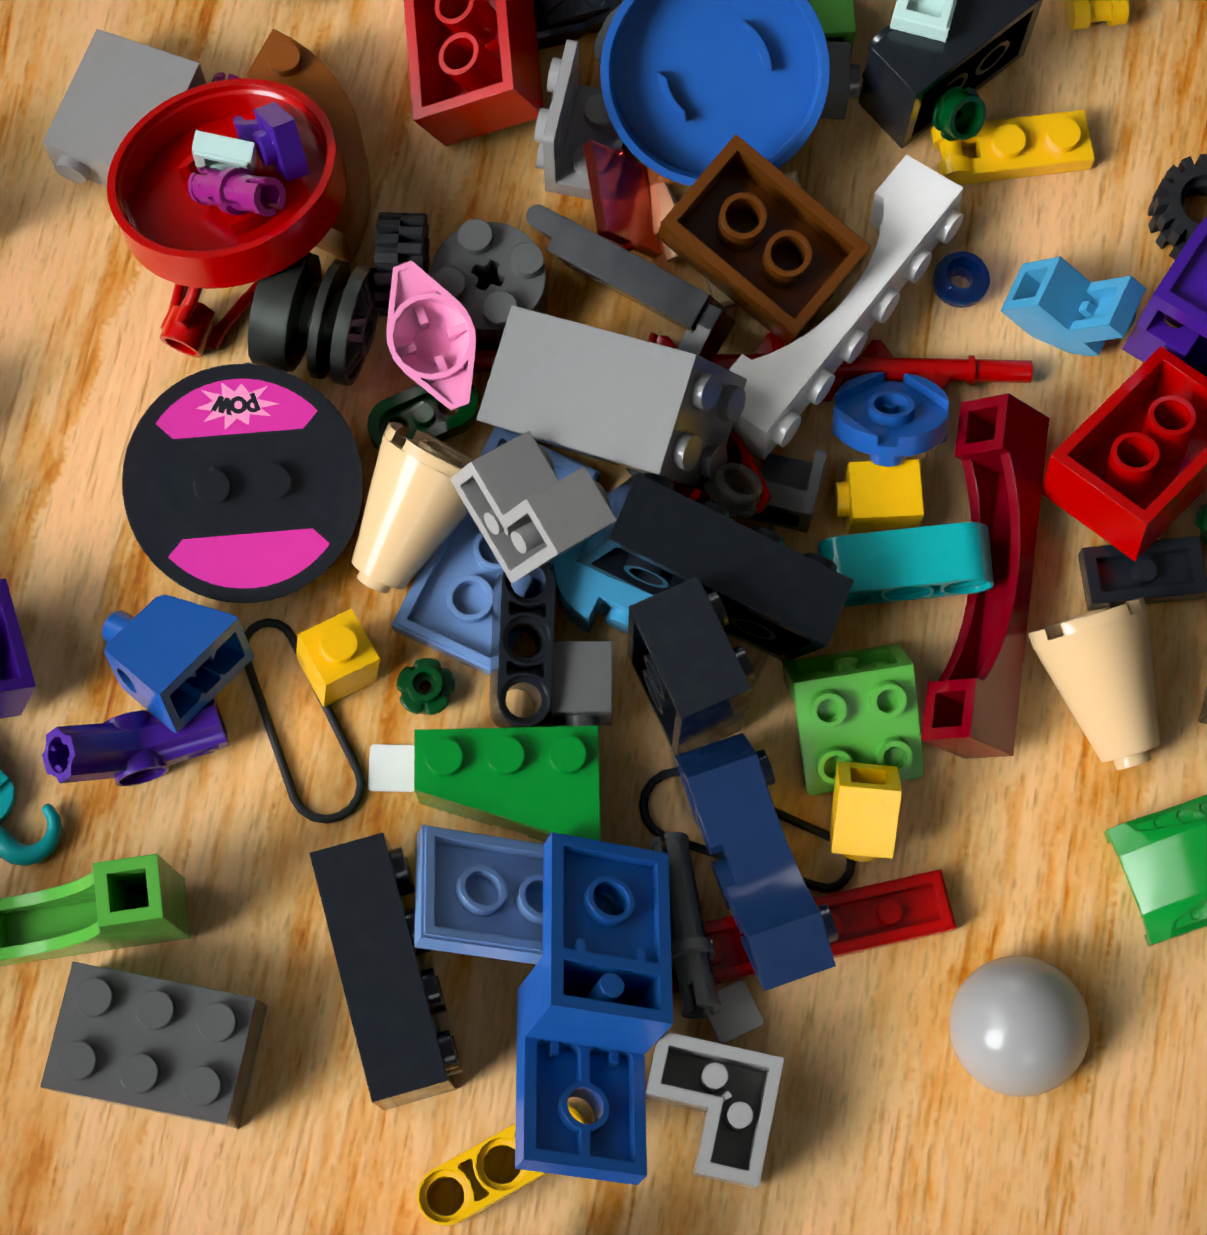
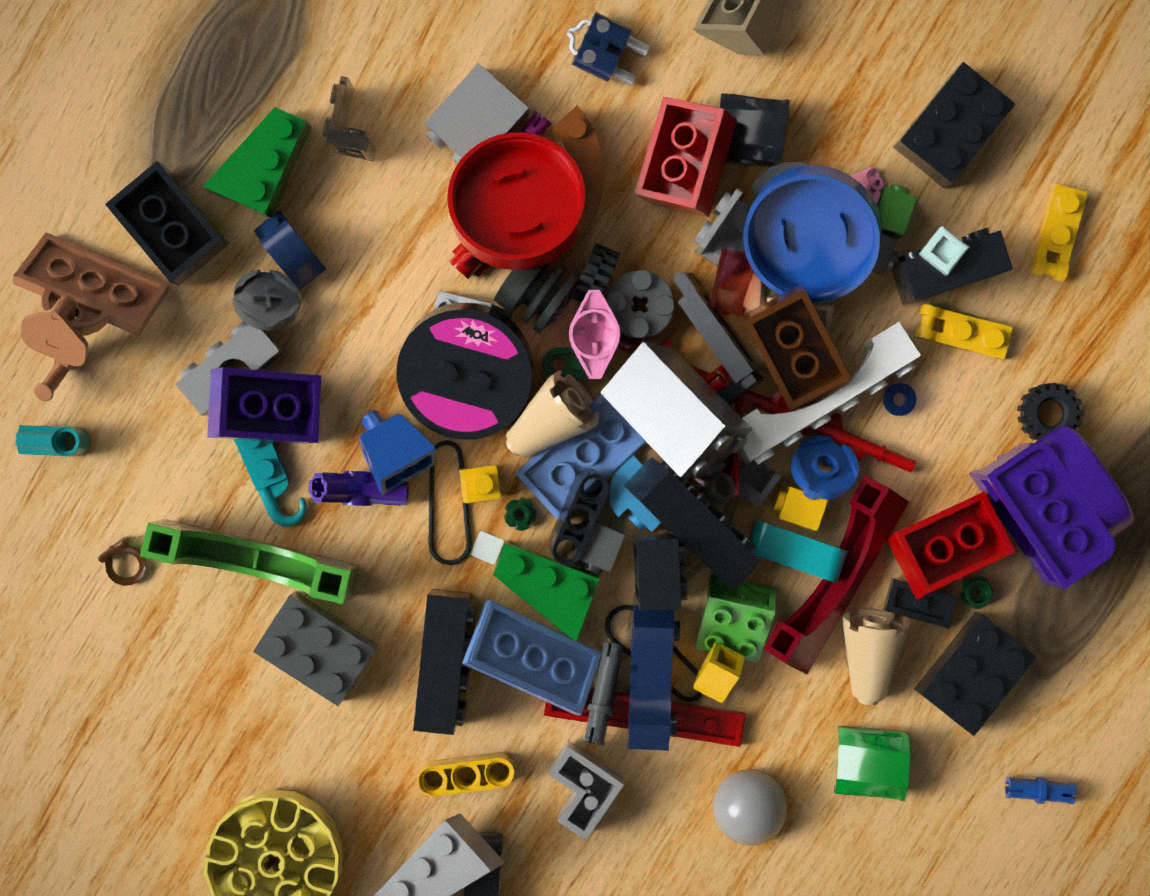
camera: 20 degrees right, 15 degrees up
(223, 152) = (520, 188): light aqua tile -> none
(237, 191) = (519, 217): magenta pin -> none
(275, 140) = (550, 191): dark purple plate -> none
(526, 509) = (606, 463): light grey brick -> none
(593, 1010) = (540, 722): blue bracket -> none
(737, 1014) = (613, 742): white sticker -> none
(959, 114) = (938, 309): dark green plate -> none
(1068, 310) = (950, 443): dark azure brick -> none

